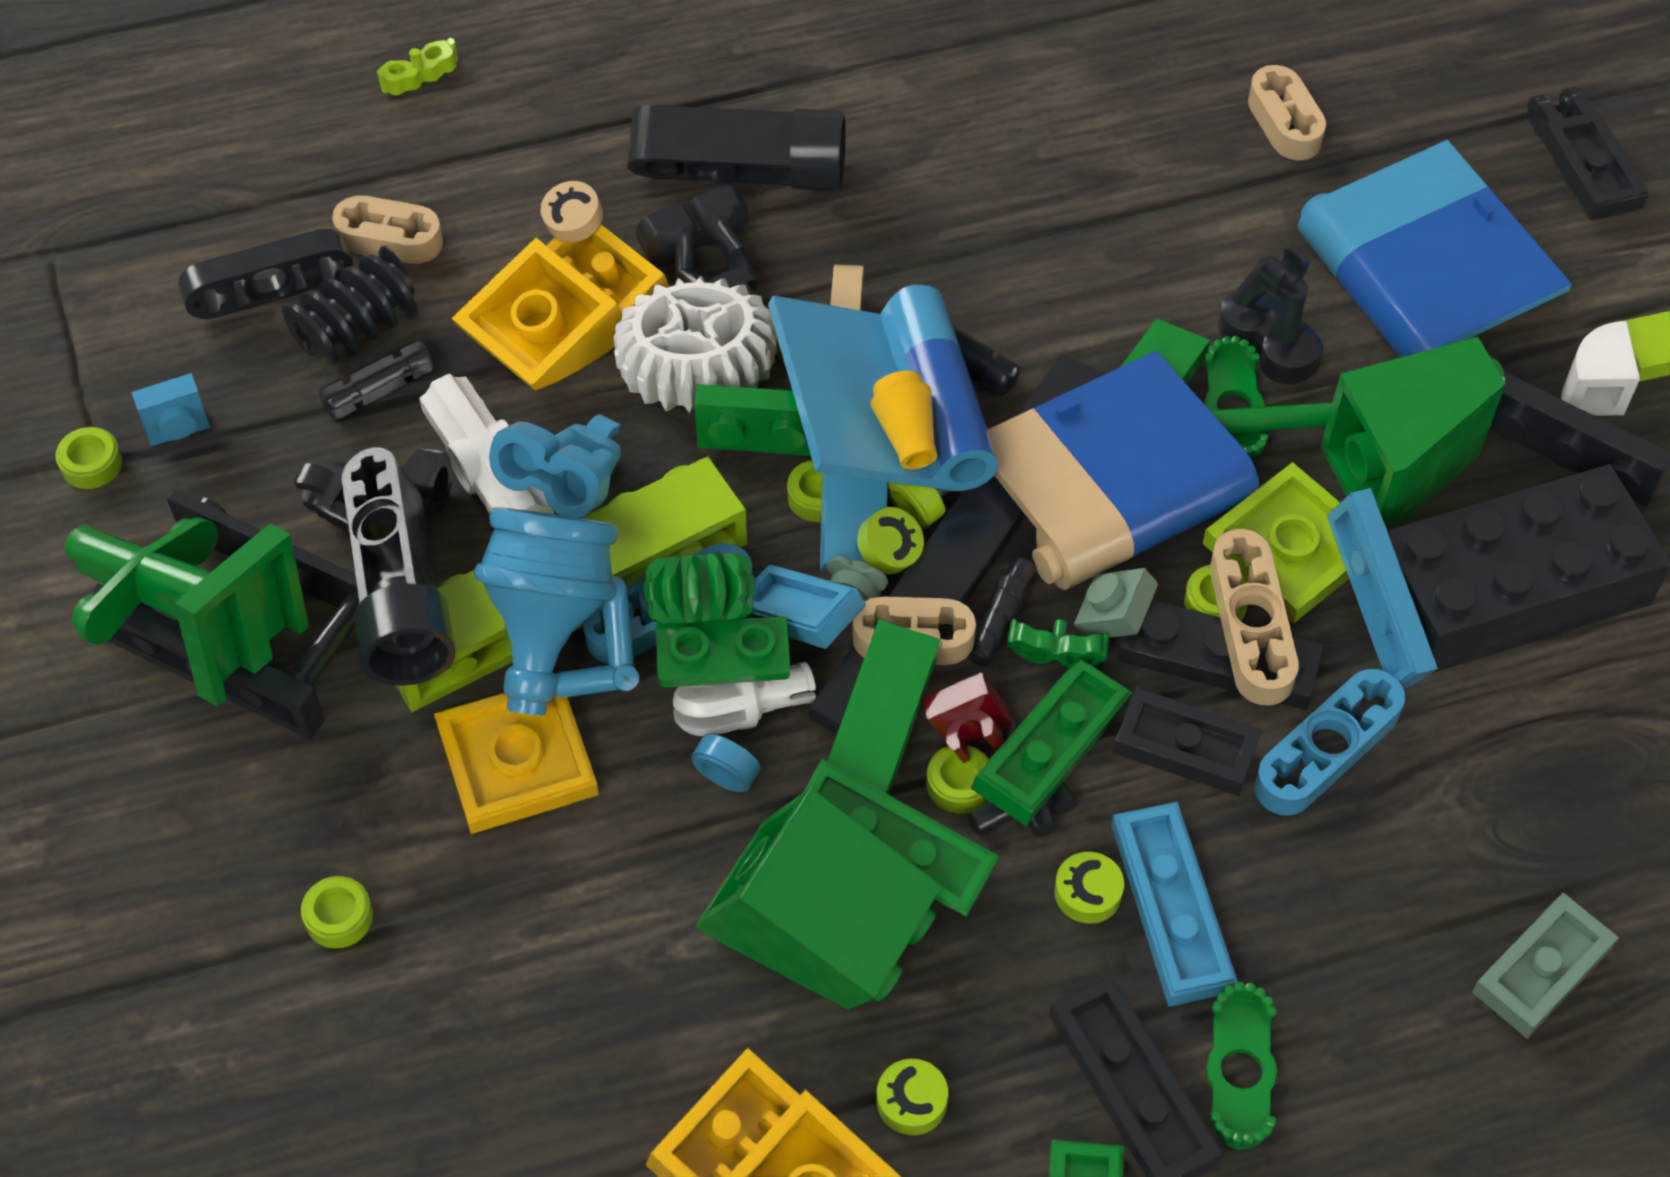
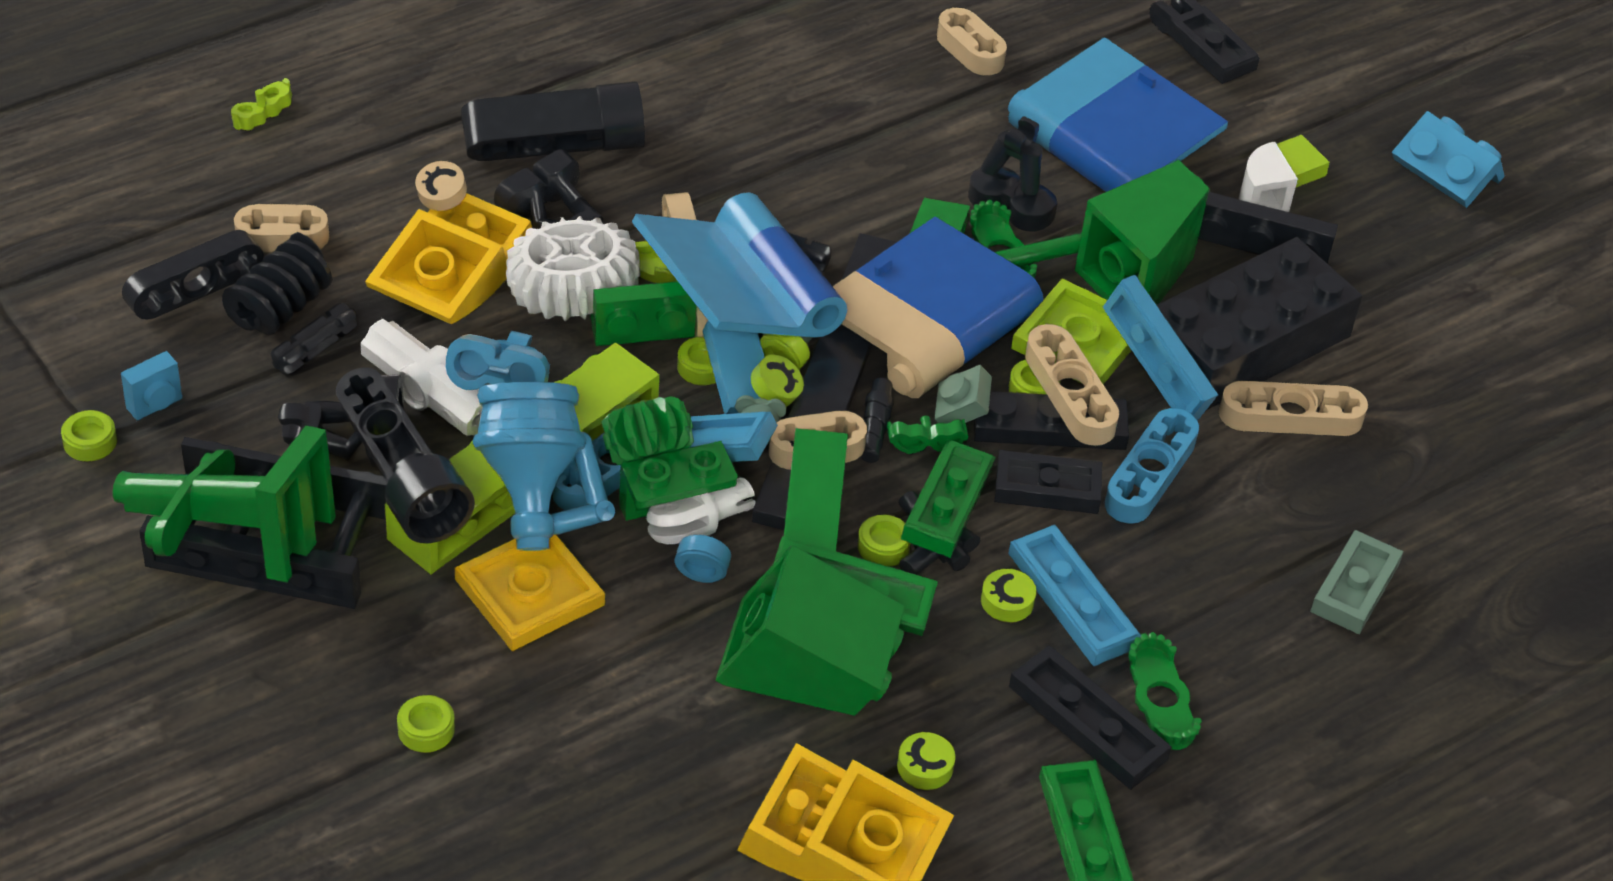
camera: 20 degrees left, 10 degrees down
(906, 416) = (768, 280): yellow cone -> none
(968, 714) = (880, 488): dark red tile -> none
(1591, 690) = (1310, 396): none -> tan beam

